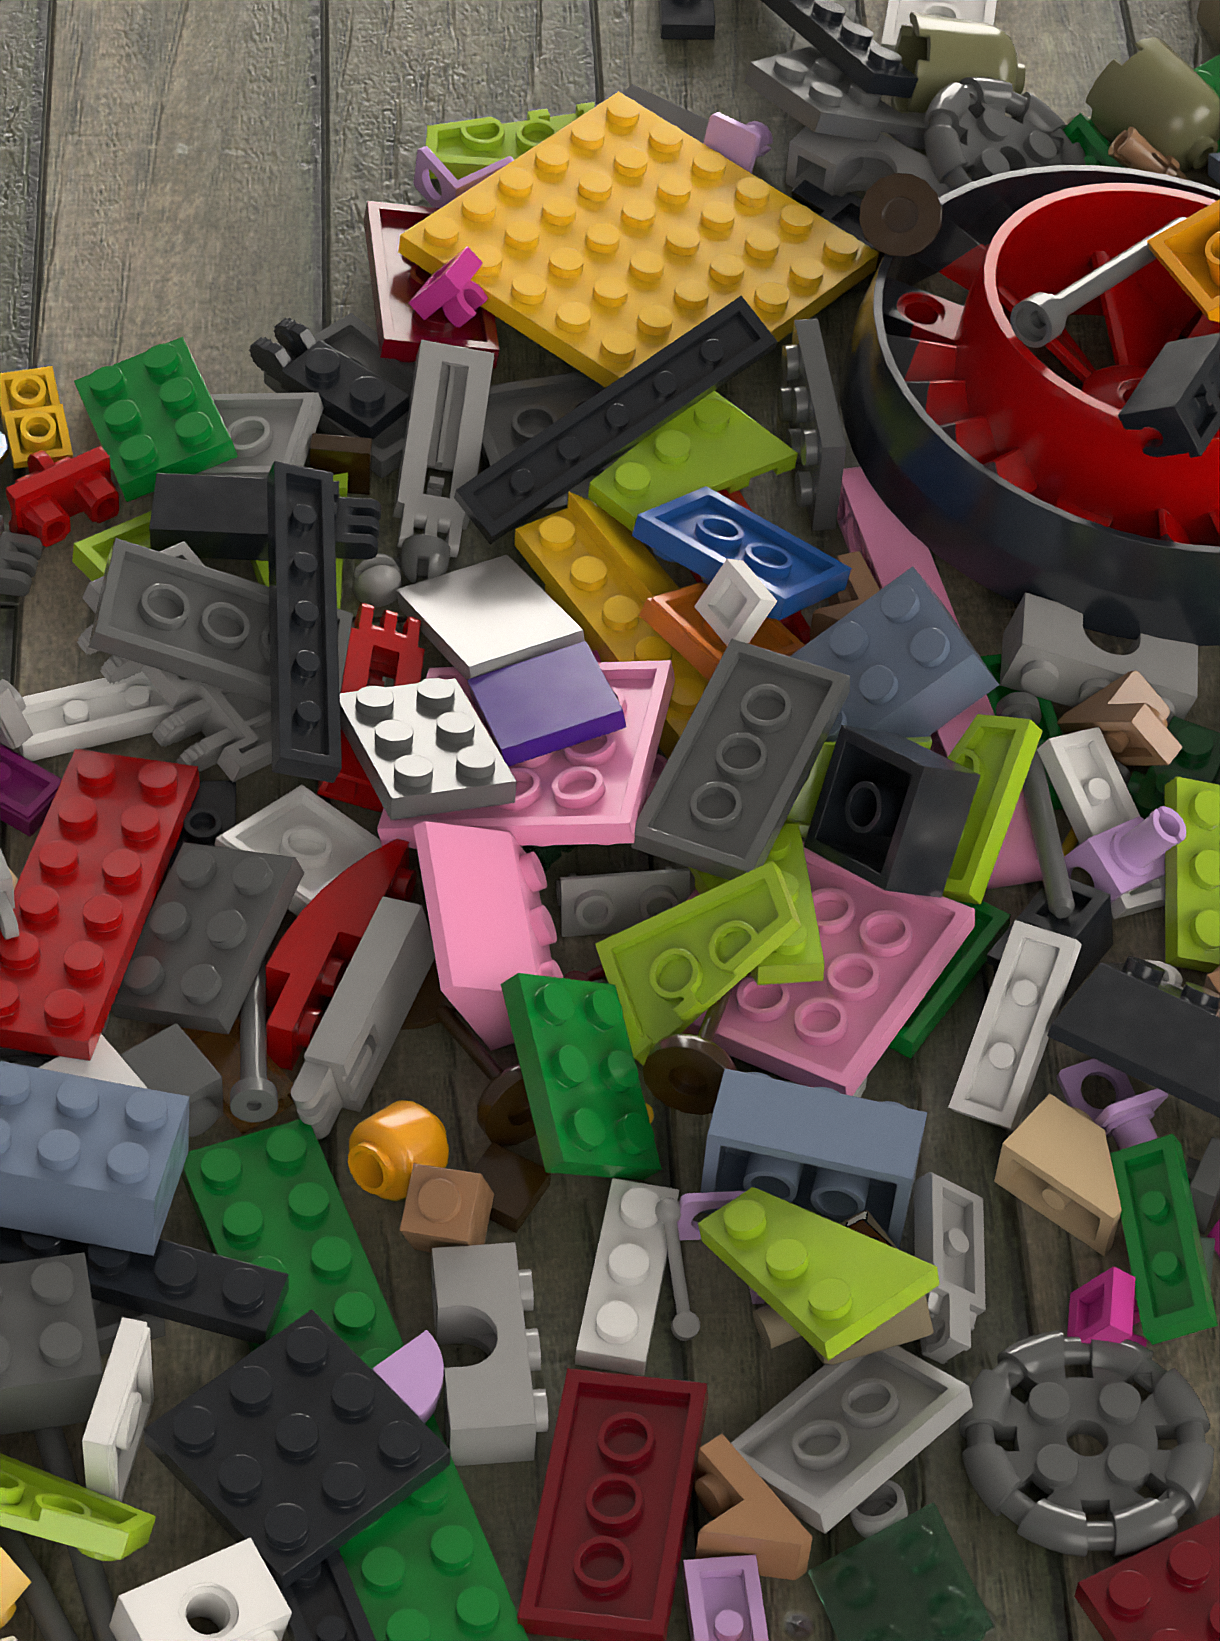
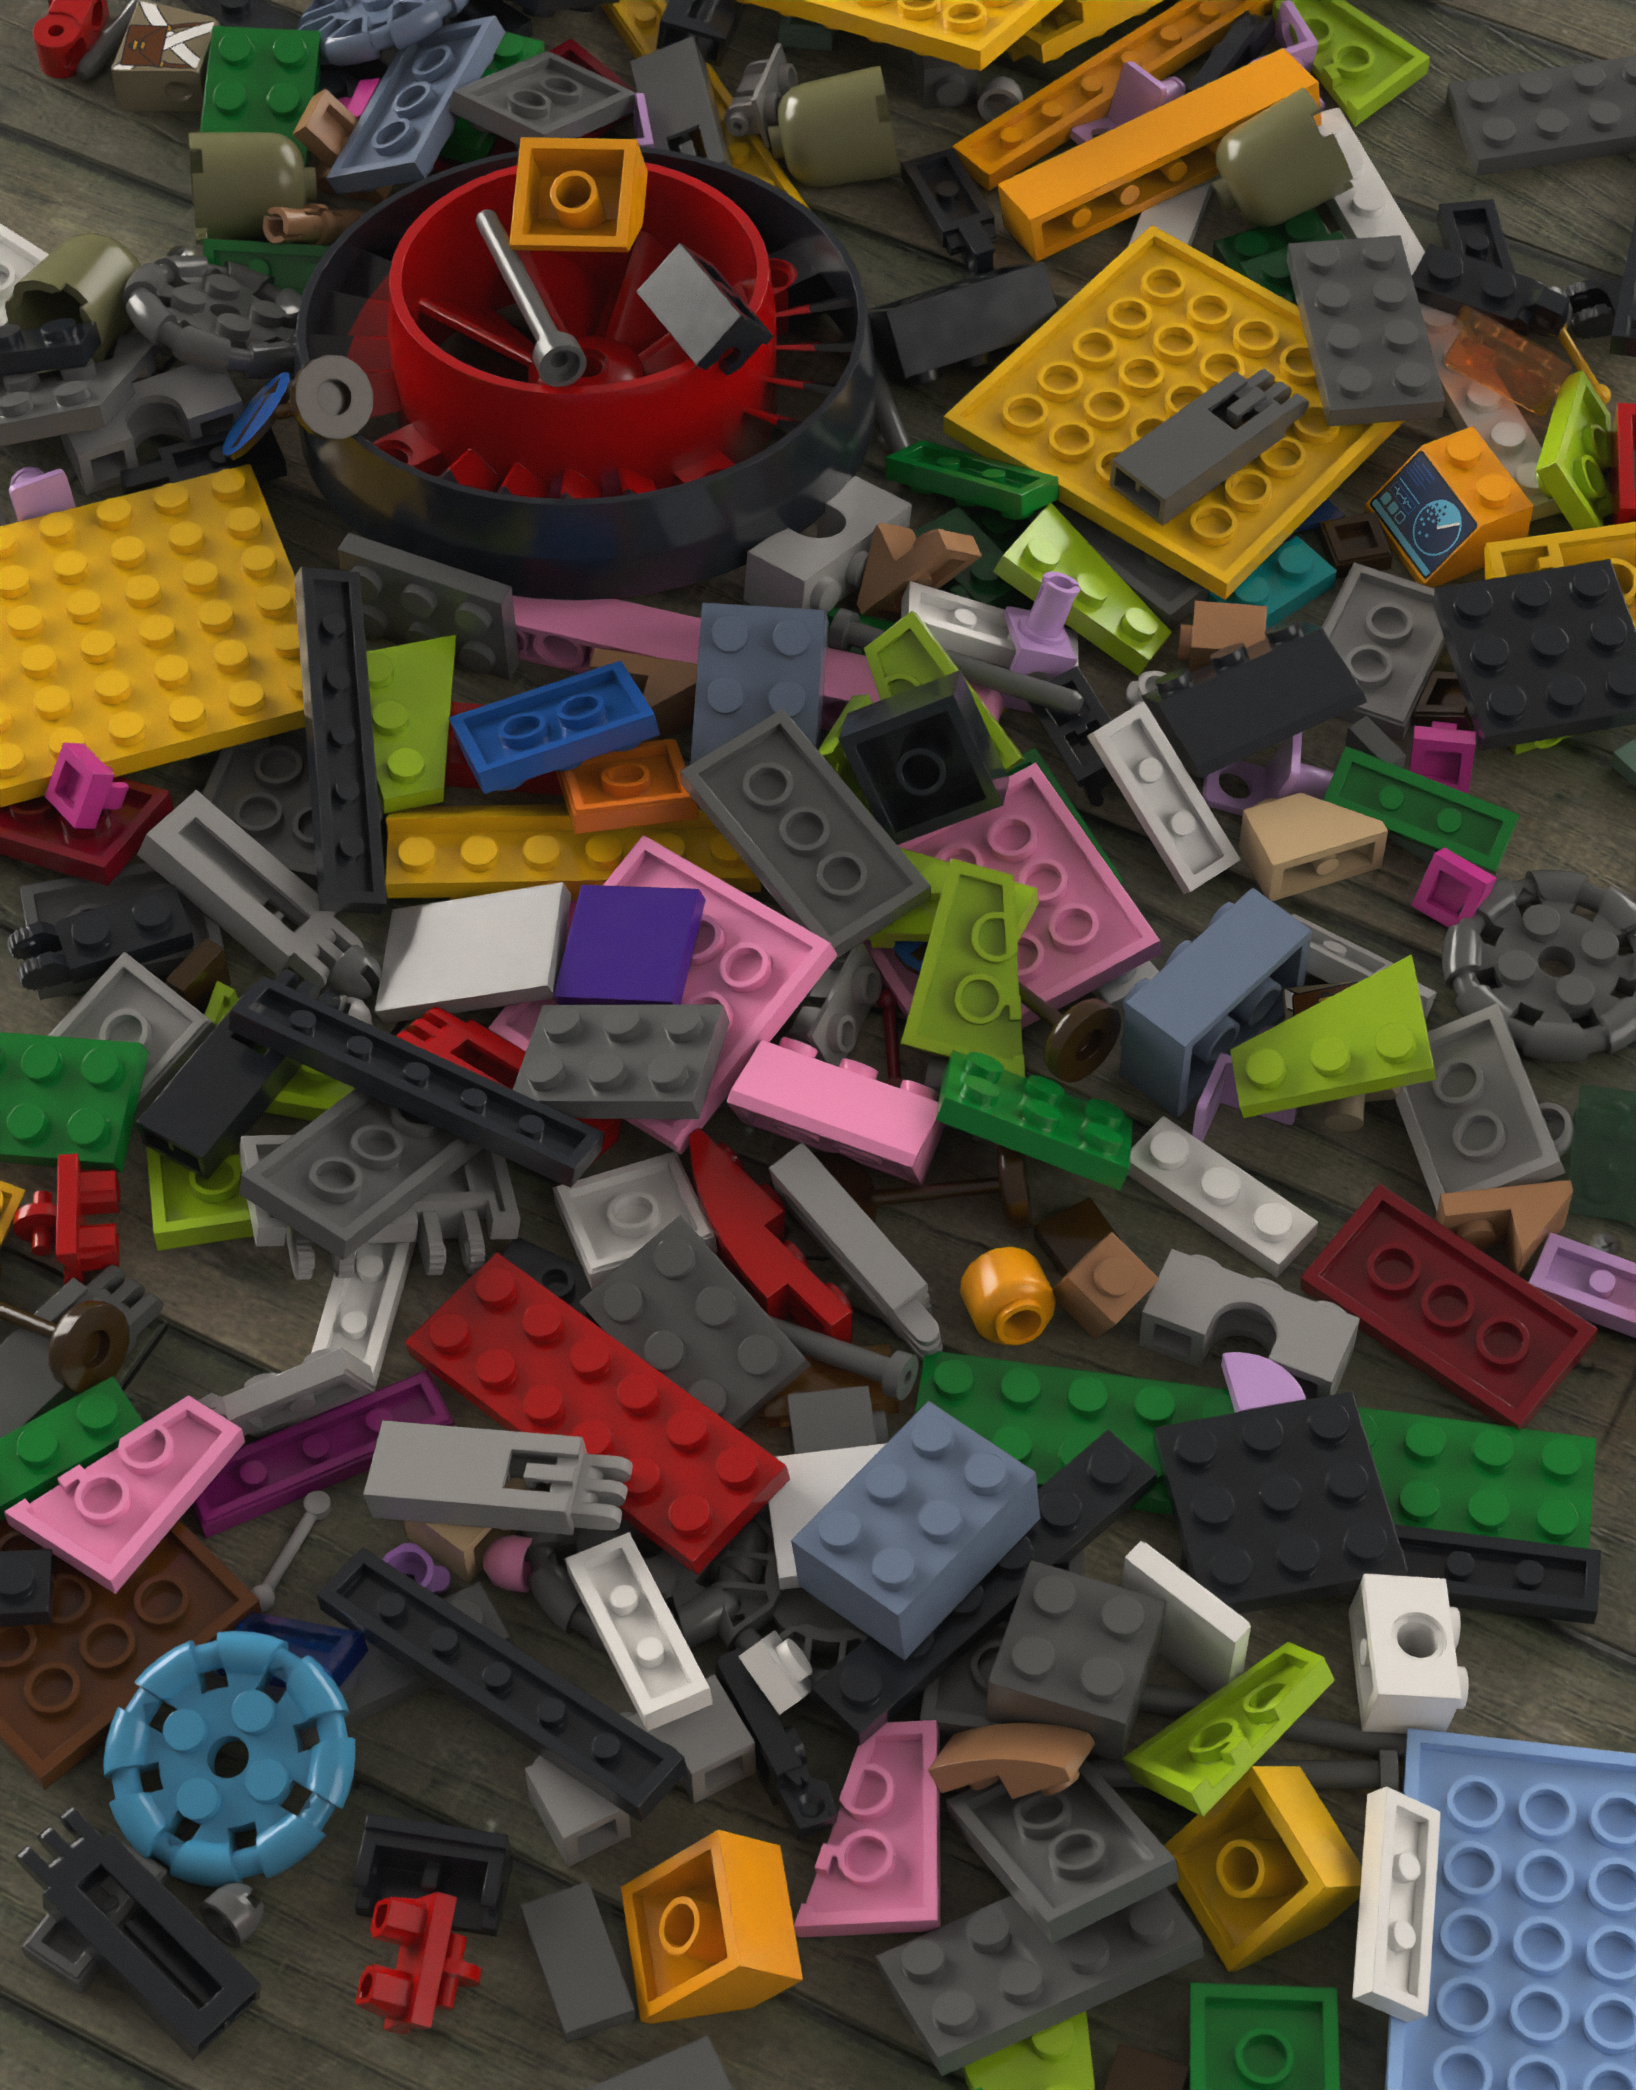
camera: 55 degrees left, 5 degrees up
(685, 1323) = (1288, 1179): light grey hinge -> none
(735, 602) = (632, 752): white plate -> none

